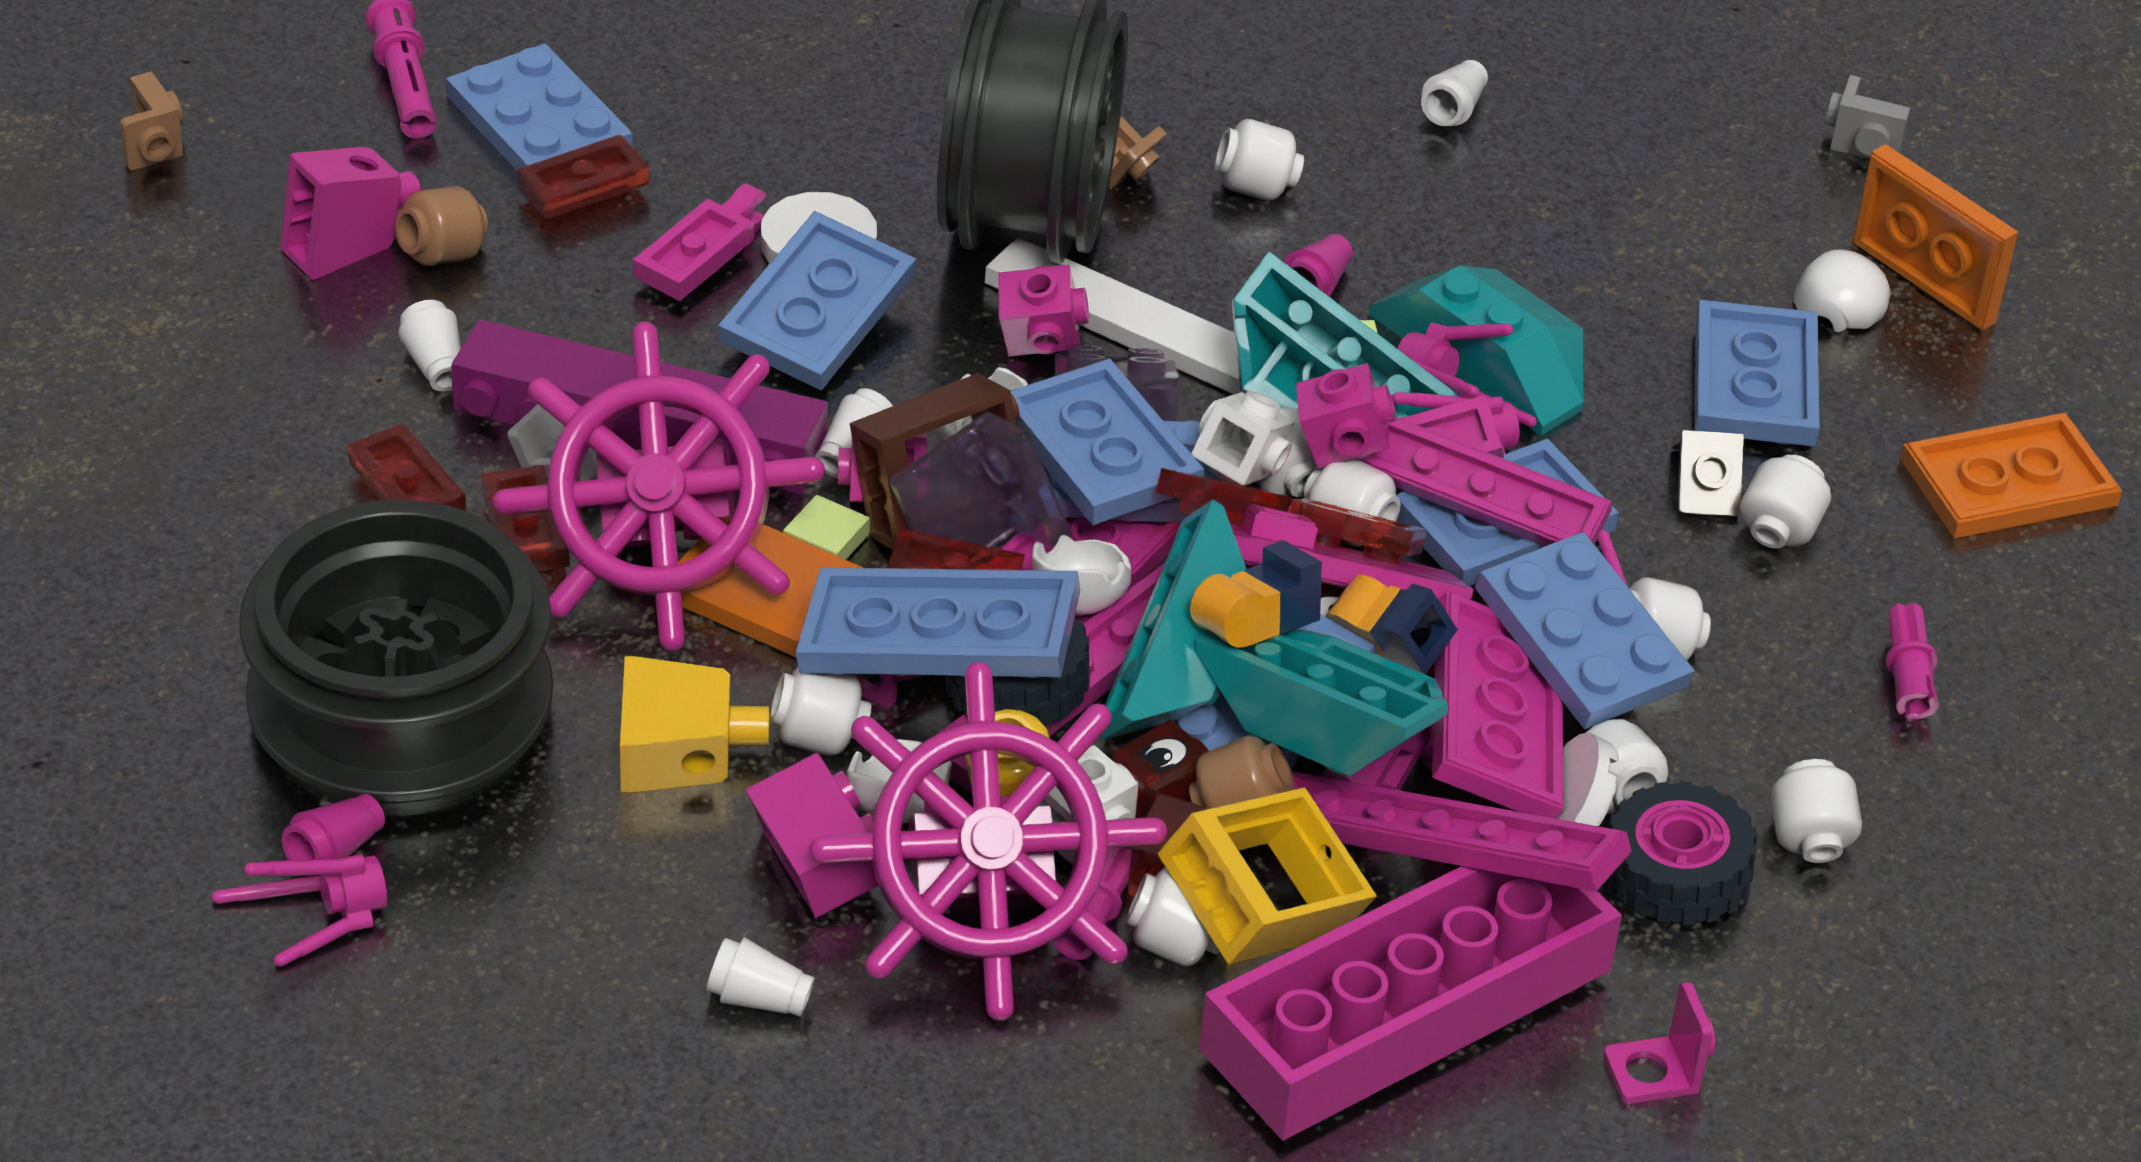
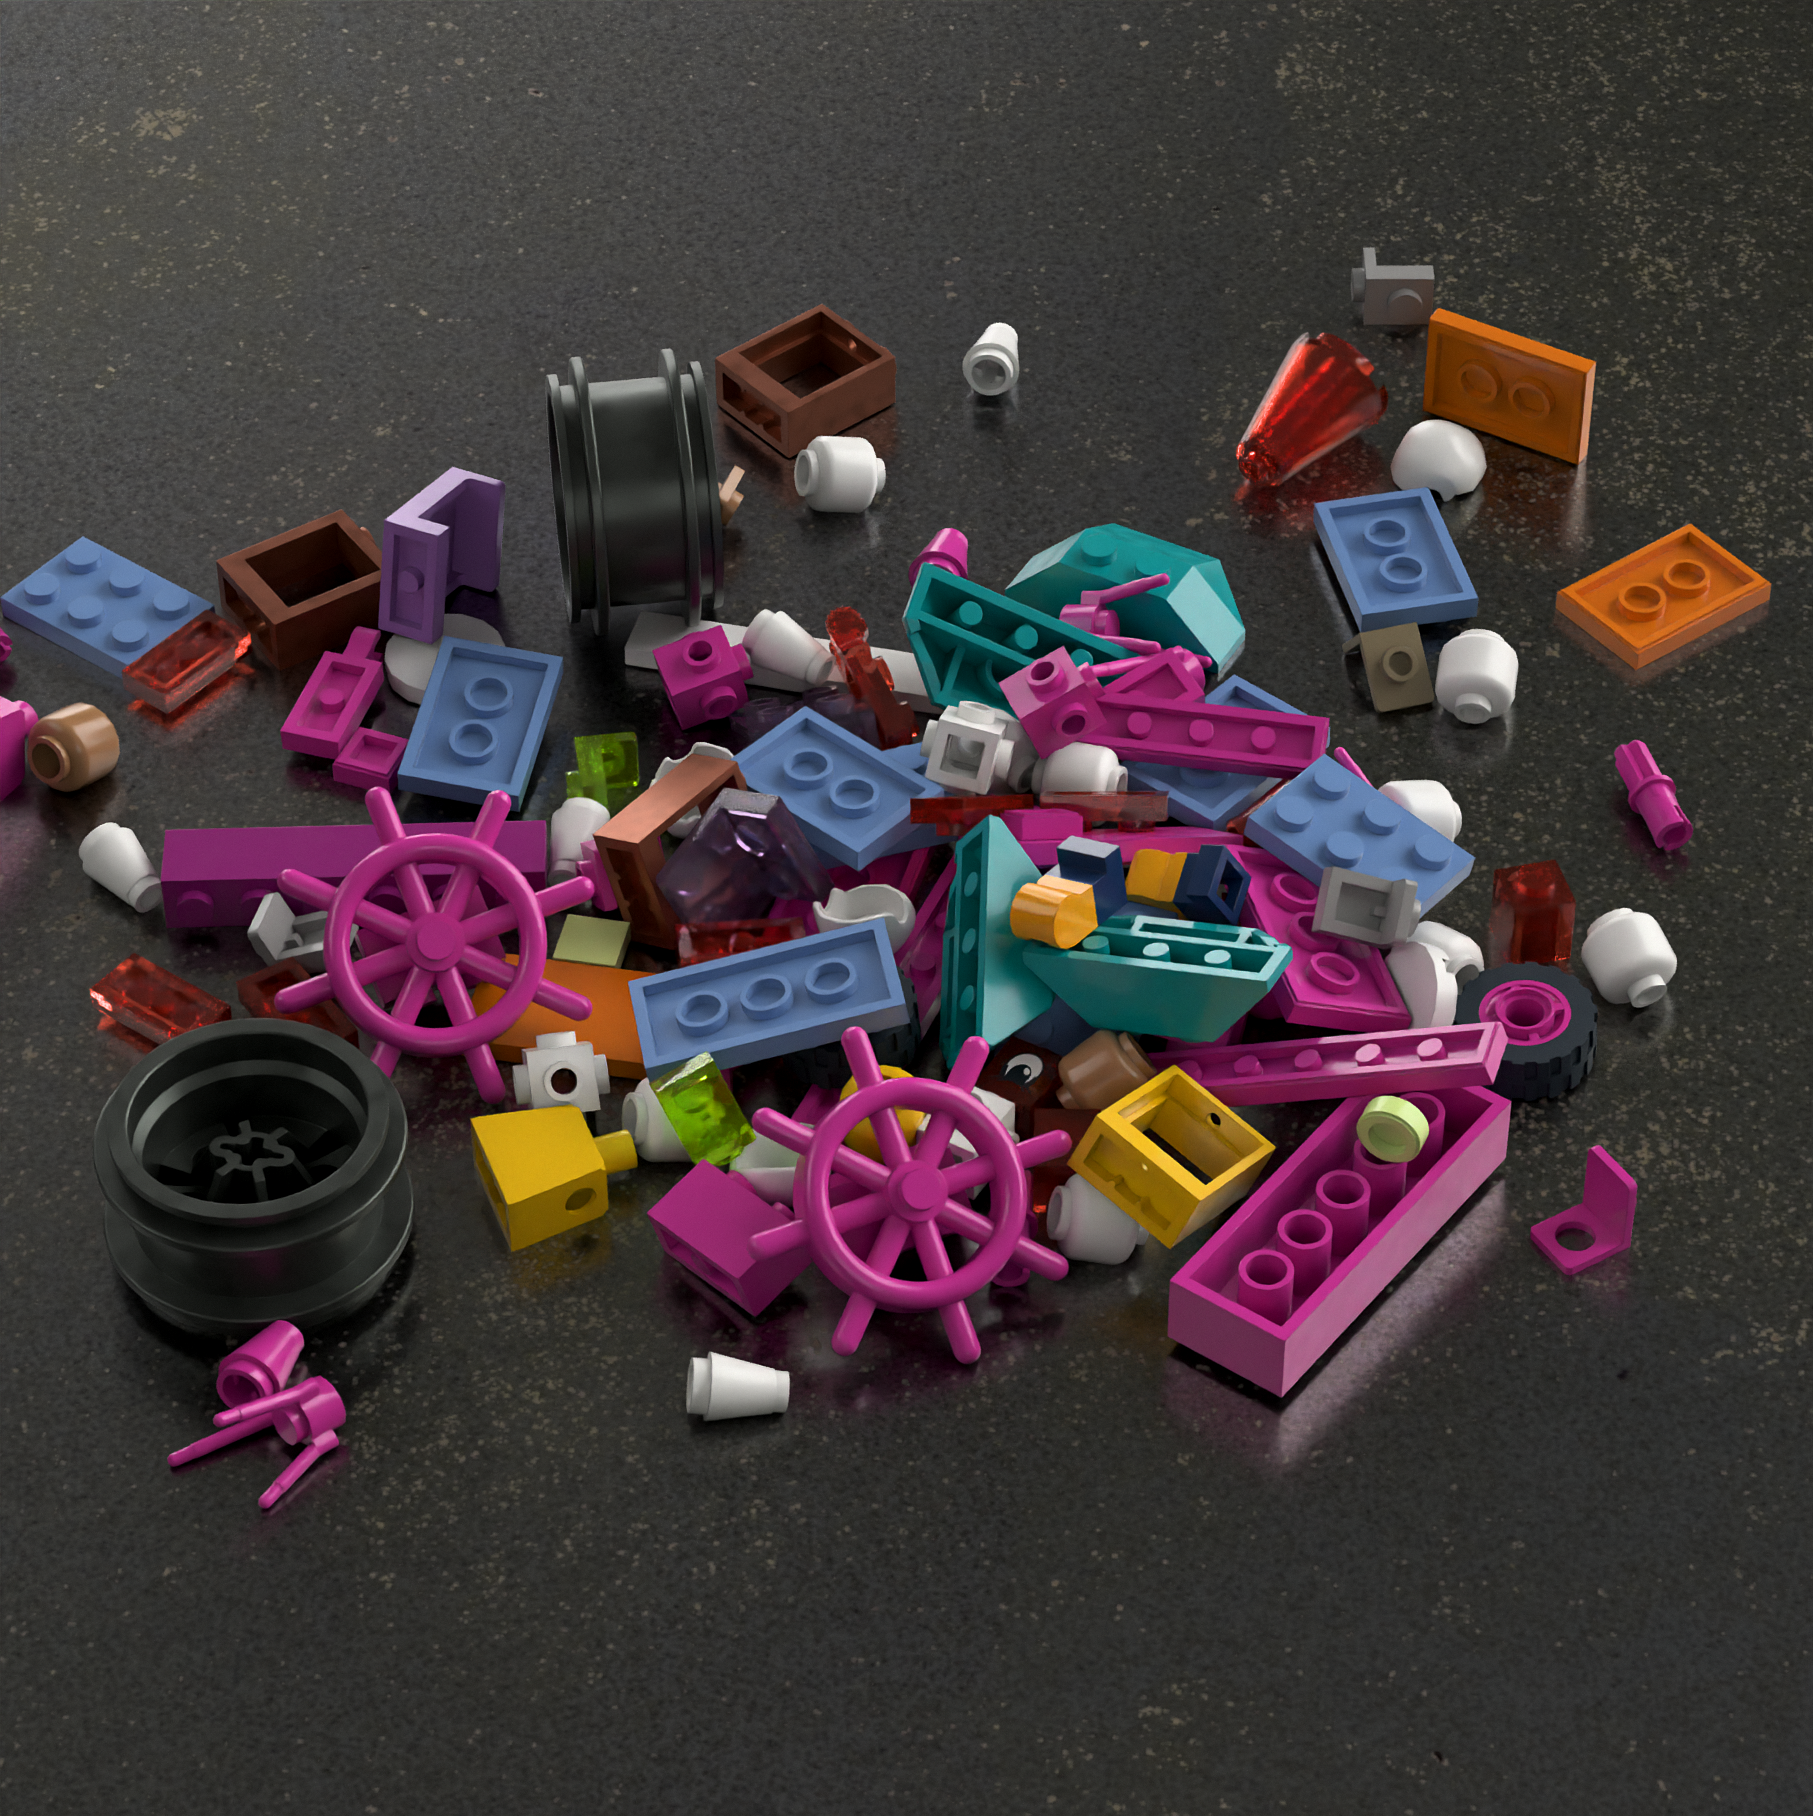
camera: 15 degrees left, 0 degrees up
(704, 307) = (370, 760): none -> dark pink tile
(718, 171) = (318, 624): none -> copper window
(753, 639) = (555, 1052): none -> white brick
(831, 697) = (703, 1111): none -> clear neon green bracket
(842, 130) = (436, 544): none -> medium lavender panel
(909, 366) = (603, 764): none -> clear neon green bracket
(1128, 303) = (786, 648): none -> white cone
(1192, 346) = (869, 678): none -> clear red hinge
(1223, 45) = (752, 374): none -> copper window
(1483, 908) = (1392, 1129): none -> yellowish green tile
(1556, 689) = (1366, 908): none -> light grey bracket
(1730, 212) = (1310, 410): none -> clear red cone
(1738, 741) = (1532, 913): none -> clear red brick

